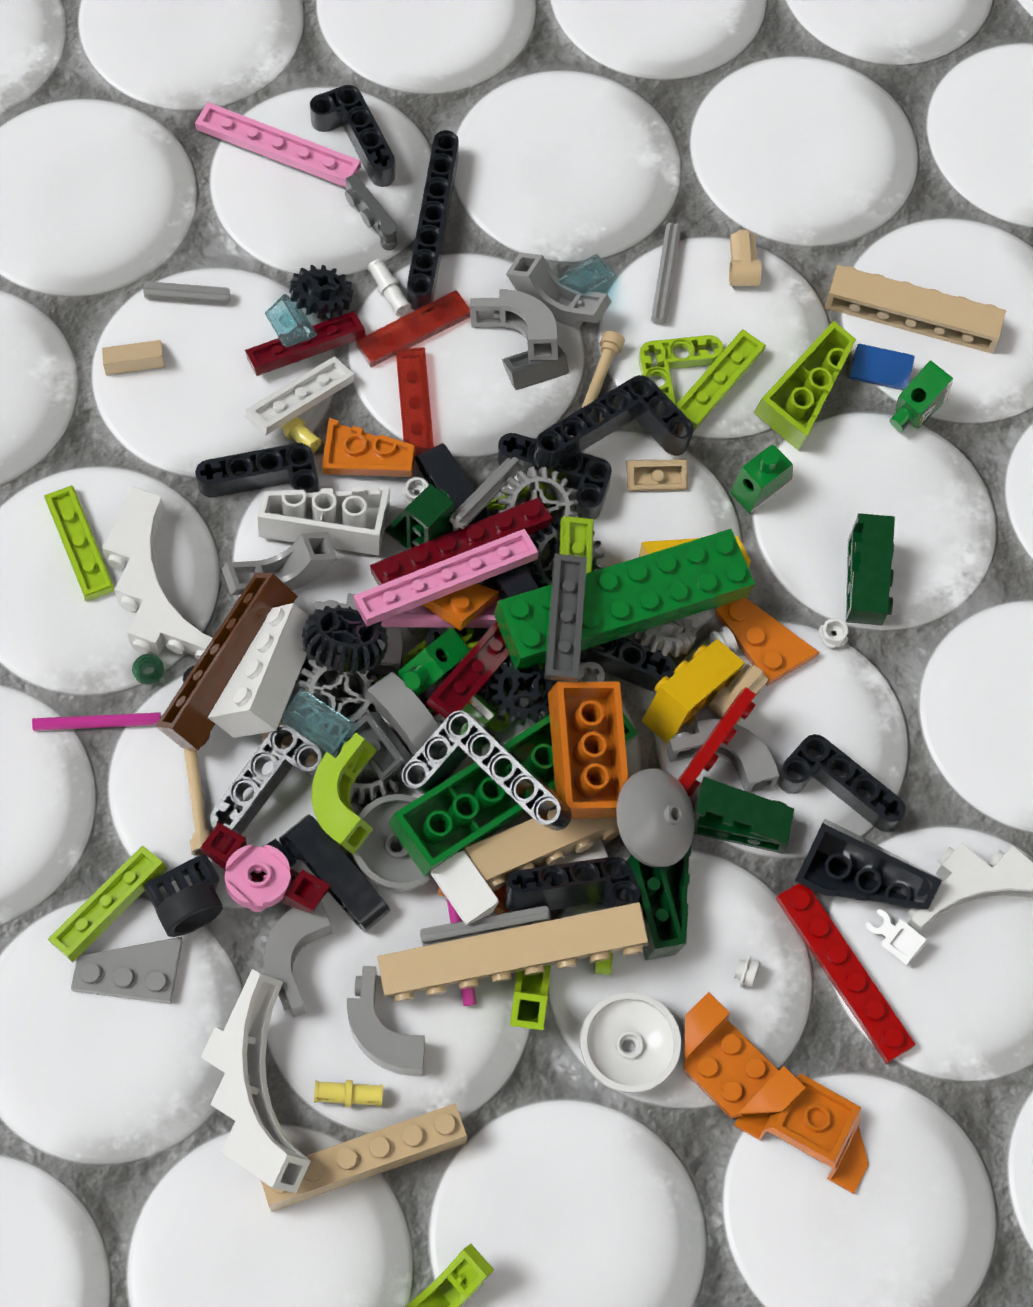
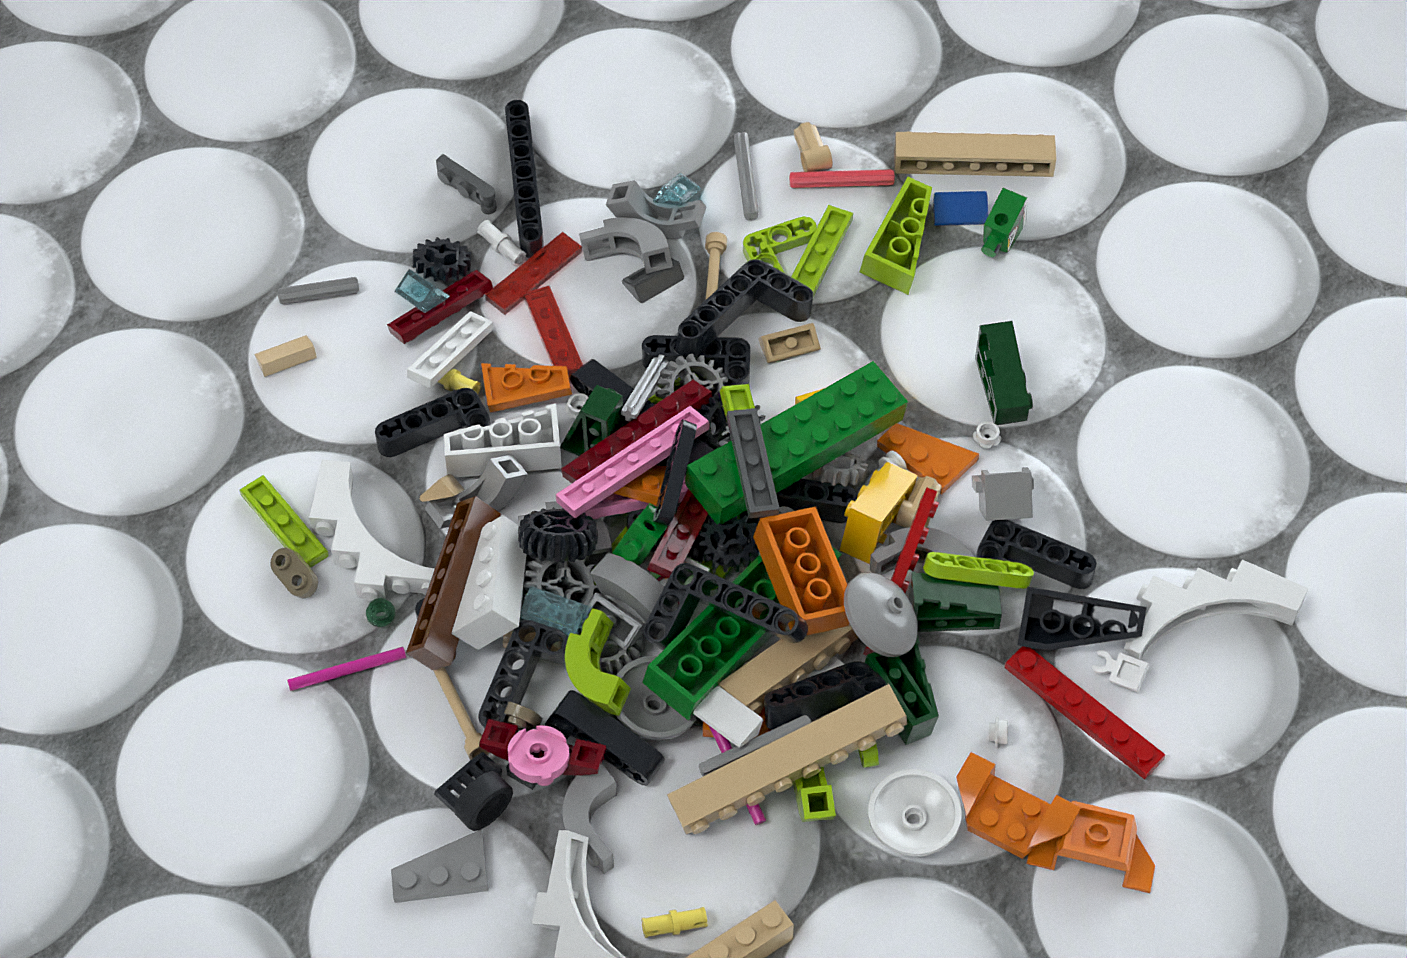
camera: 10 degrees left, 10 degrees down
(70, 600) = (292, 571): none -> dark tan plate
(106, 904) = (404, 818): lime plate -> none
(248, 552) = (443, 488): none -> tan slope
(255, 827) = (522, 716): none -> dark tan plate
(277, 144) = (362, 147): bright pink plate -> none
(347, 108) = (422, 105): black beam -> none
(384, 1047) = (688, 872): light grey arch -> none
(484, 603) = (675, 473): none -> black beam
(744, 780) = (978, 570): none -> lime beam
(766, 301) = (841, 178): none -> coral axle
(768, 474) = (891, 315): green torso -> none
(831, 709) = (1004, 494): none -> light grey plate

